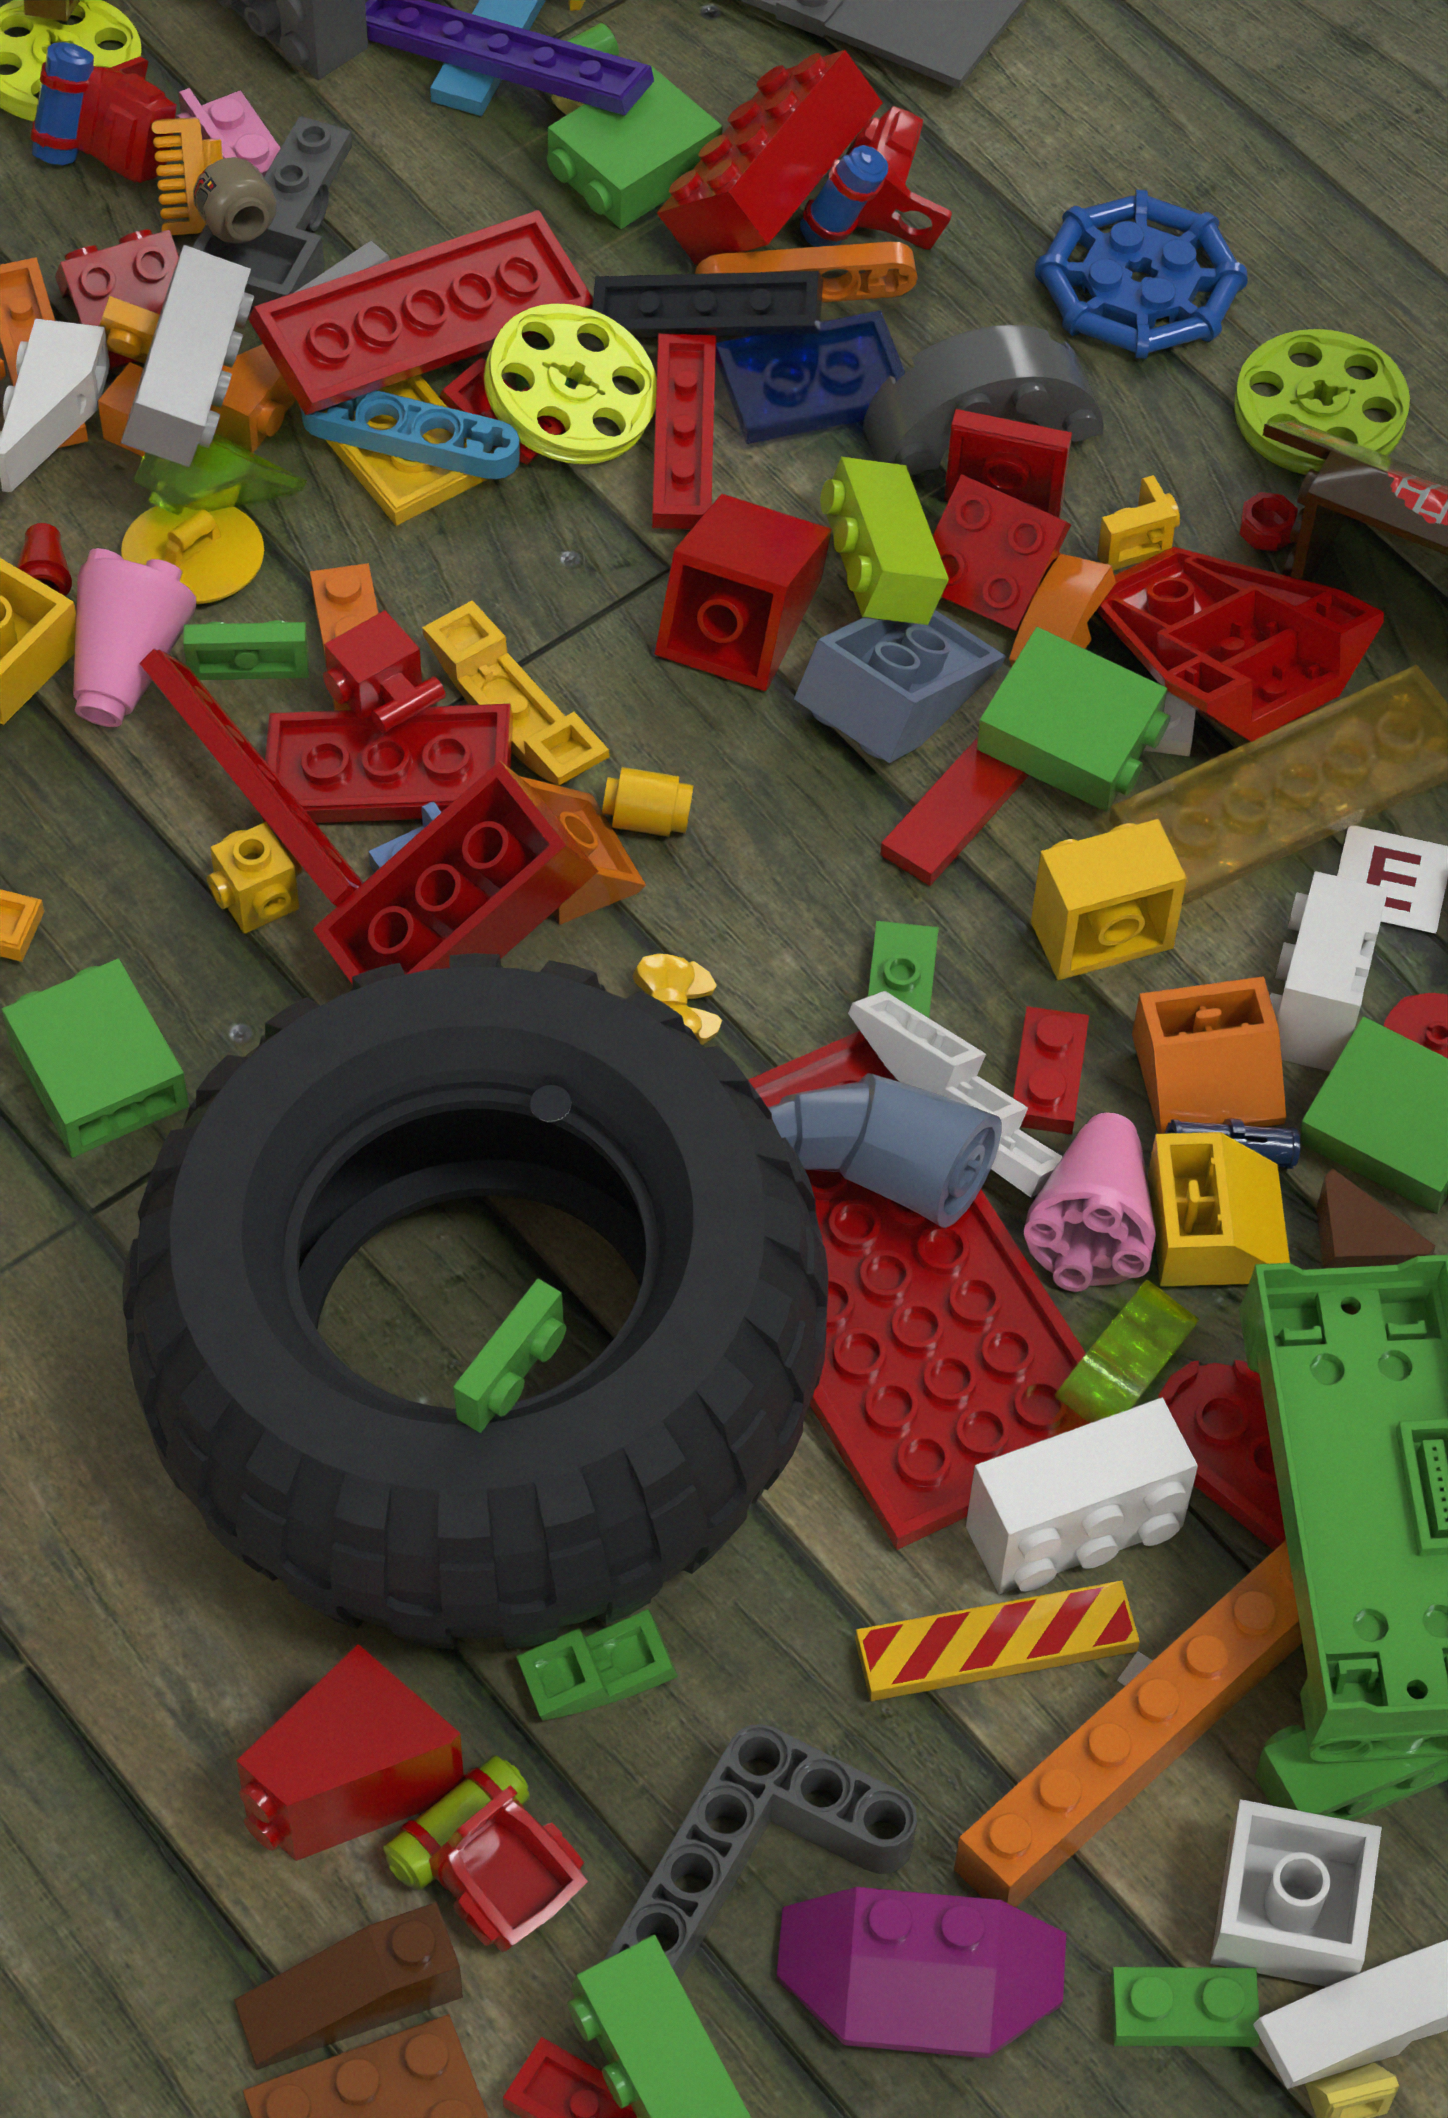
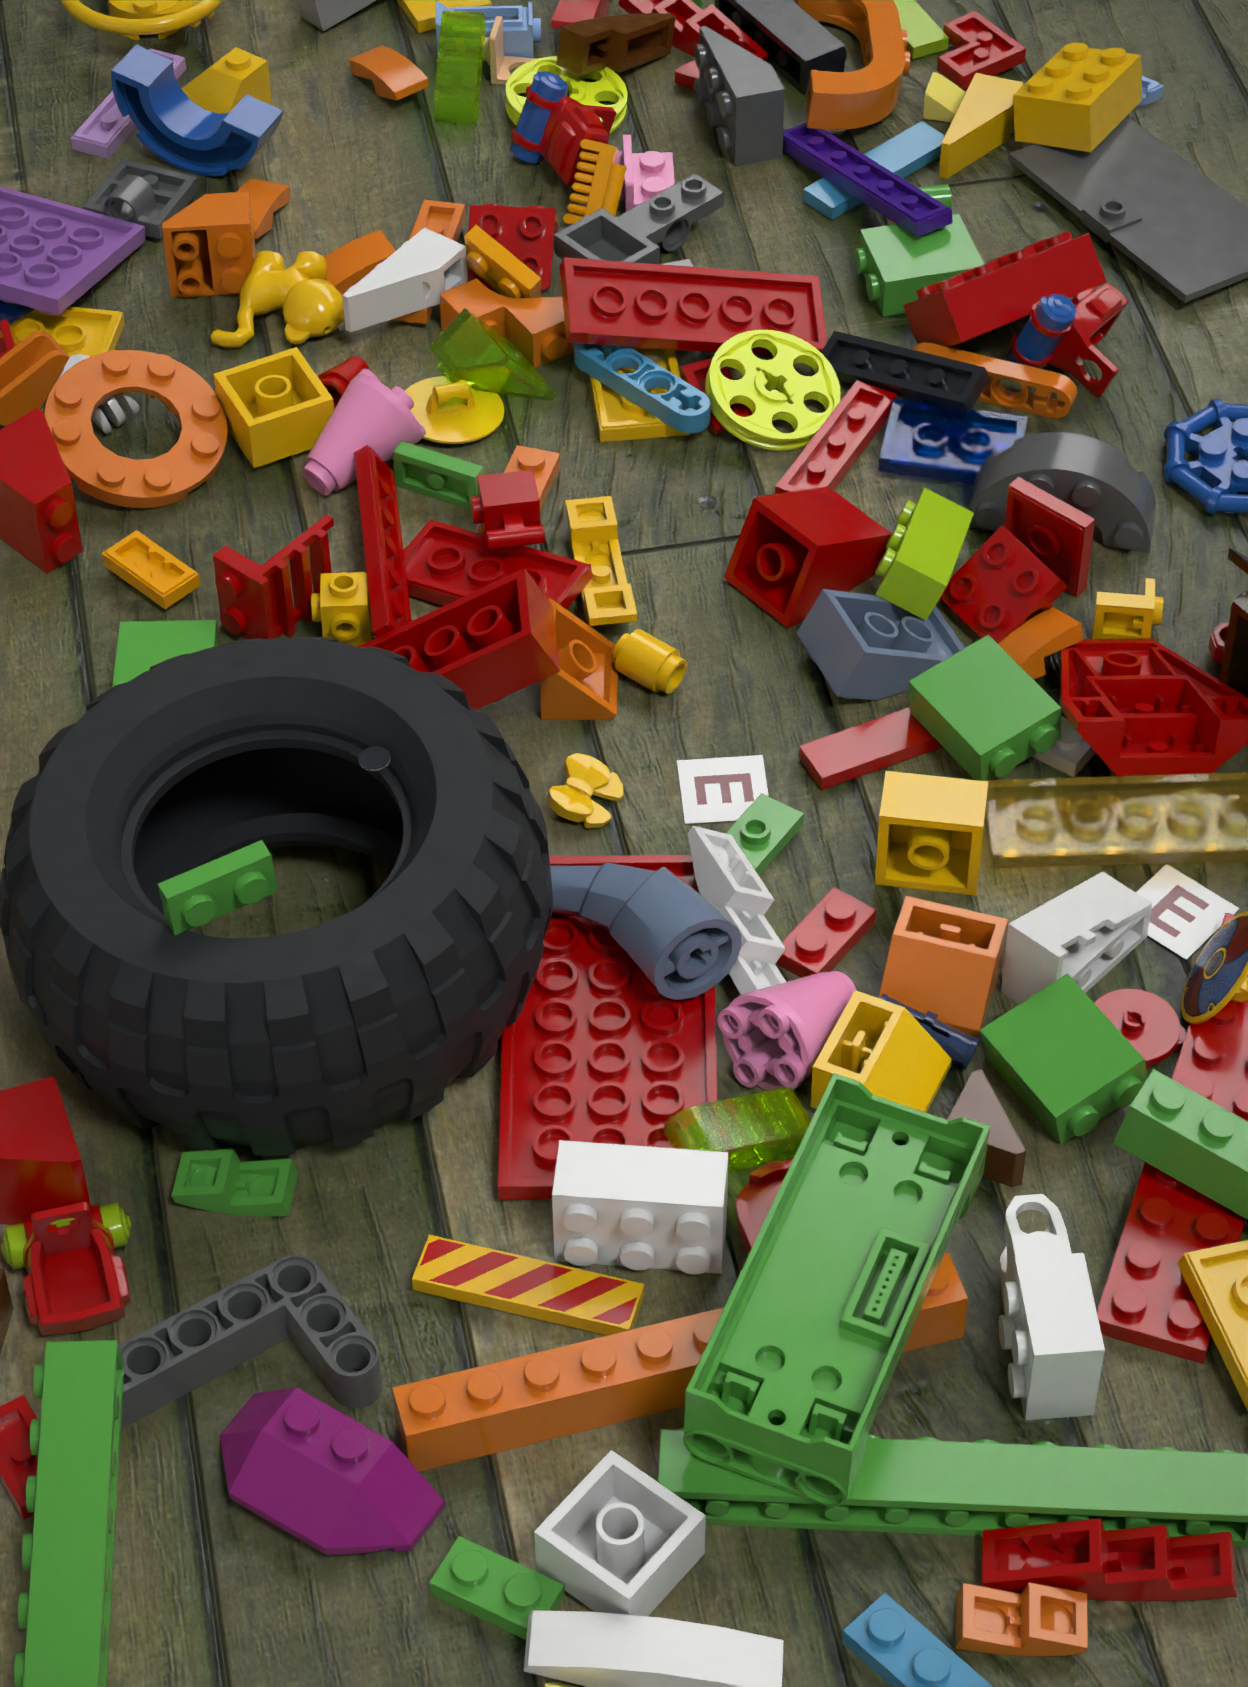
camera: 30 degrees right, 10 degrees down
(150, 912) = (258, 598): none -> red plate
(187, 357) = (498, 273): brick -> none
(234, 200) = (607, 202): dark tan head -> none
(818, 929) = (720, 787): none -> white sticker

